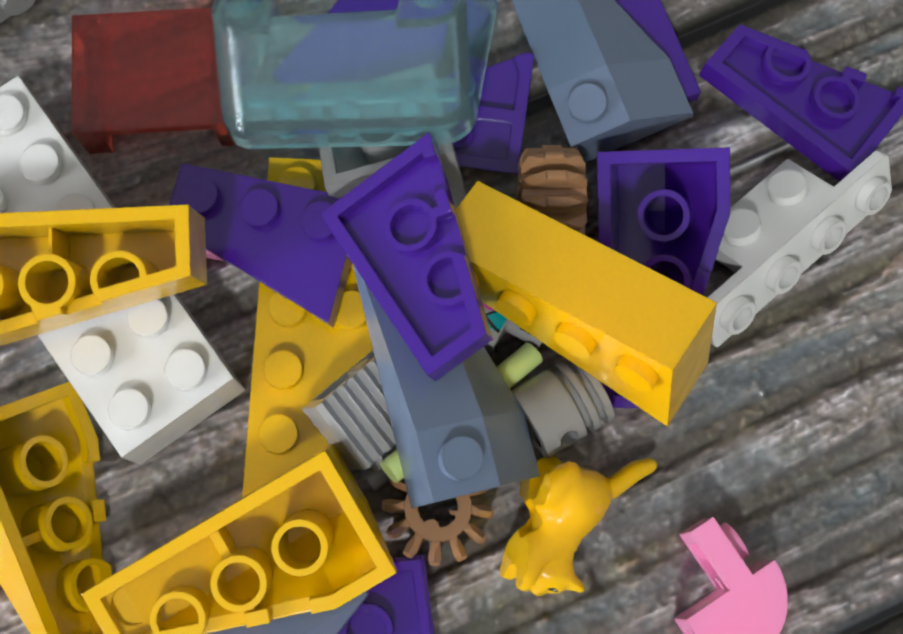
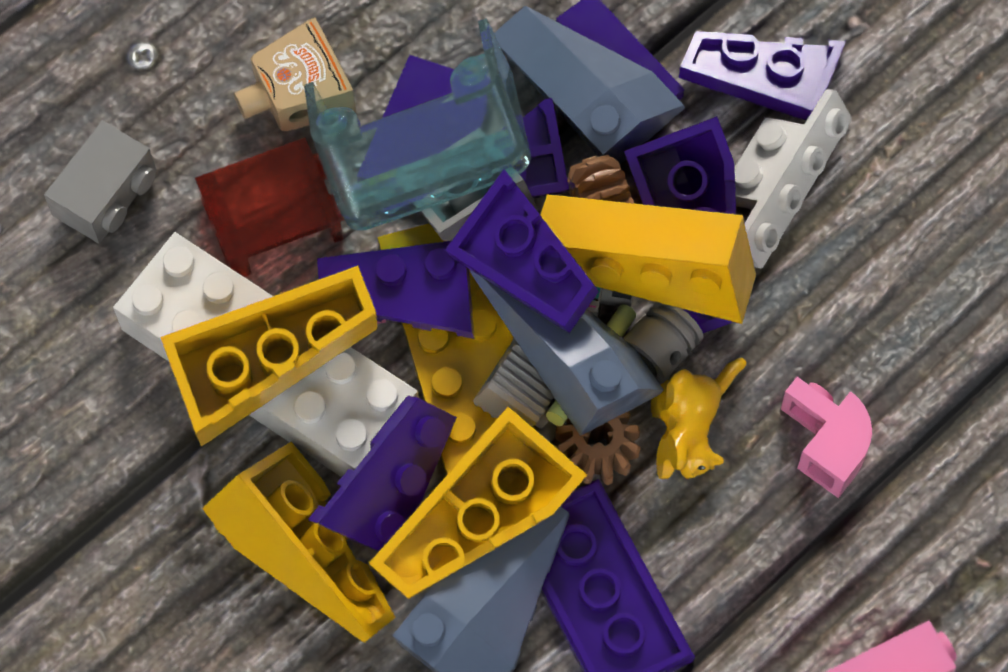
camera: 15 degrees left, 10 degrees down
(161, 481) = (391, 476): none -> dark purple wing

